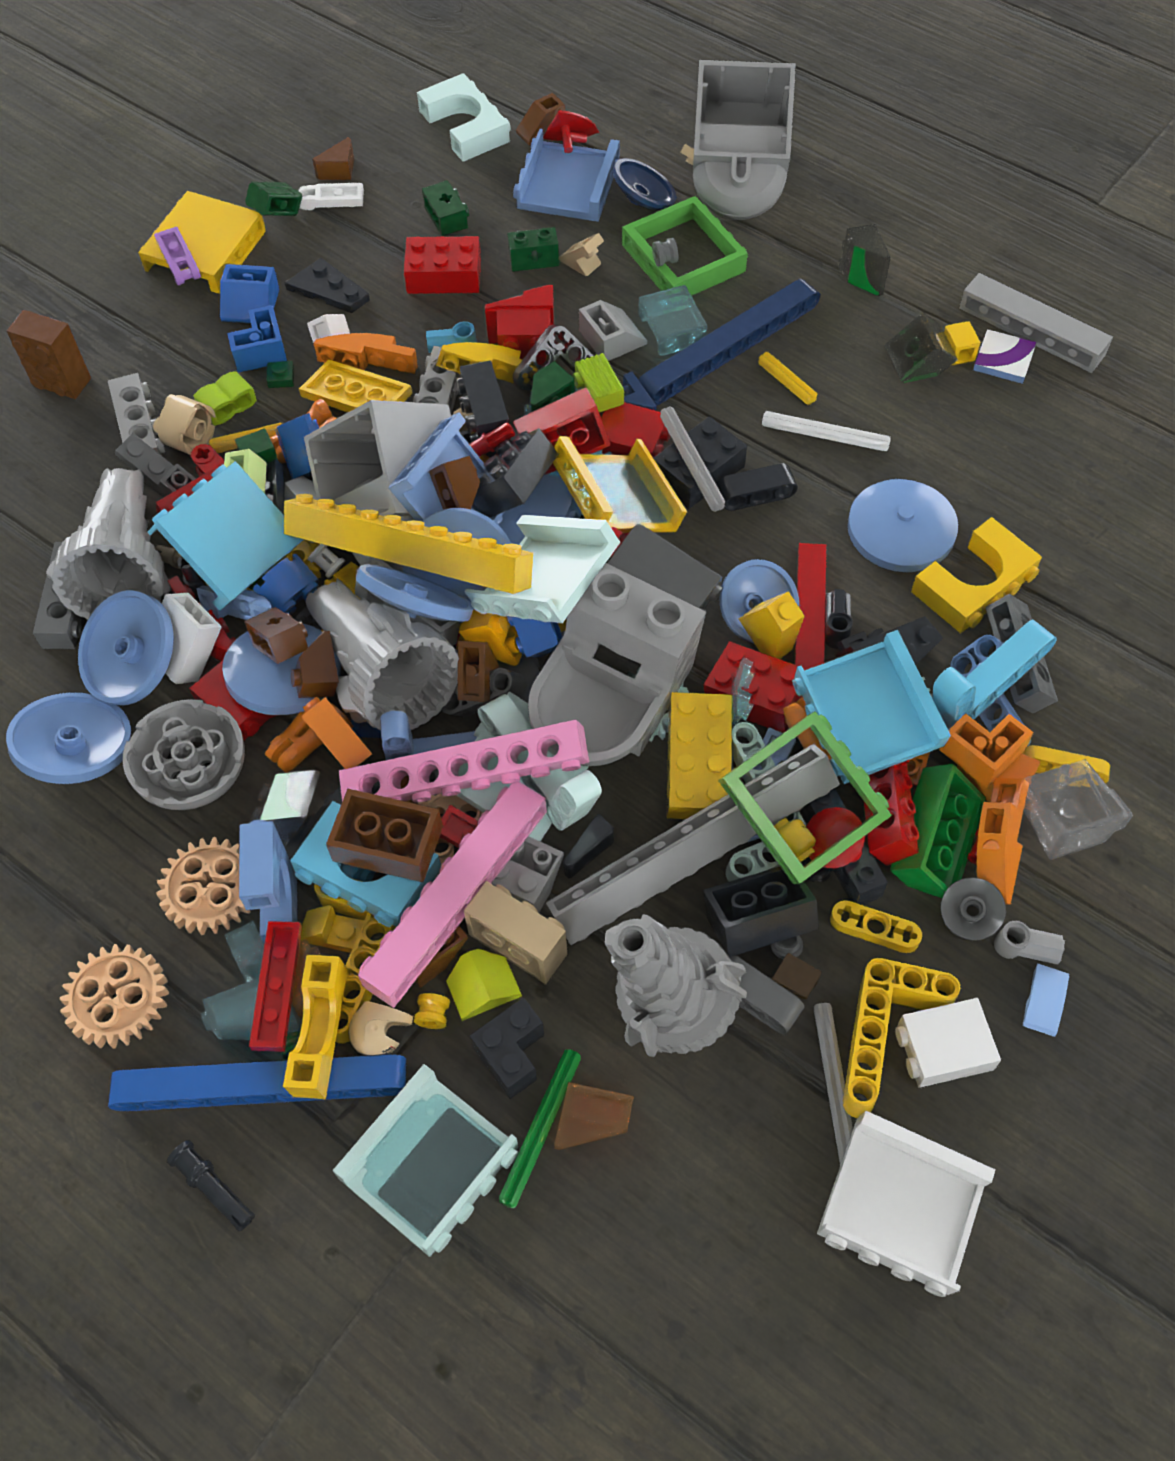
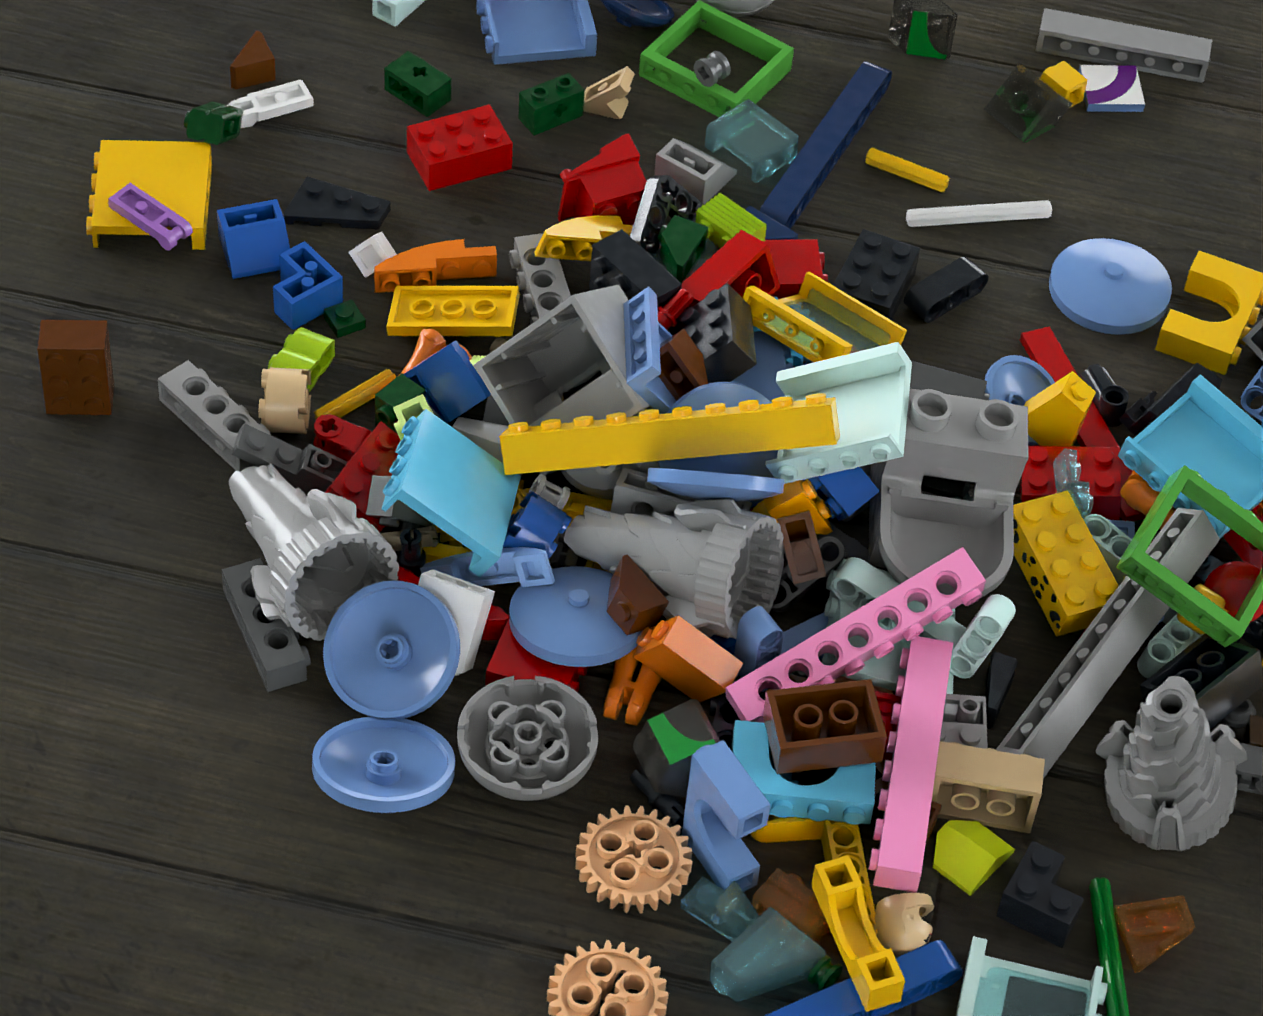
camera: 30 degrees left, 10 degrees down
(276, 986) = (786, 916): red plate -> none
(277, 634) = (573, 576): reddish brown brick -> none
(330, 930) = (787, 854): yellow slope -> none
(431, 1011) = (942, 892): yellow wheel -> none
(461, 333) = (532, 221): dark azure piece -> none
(692, 459) = (878, 275): light grey axle -> none

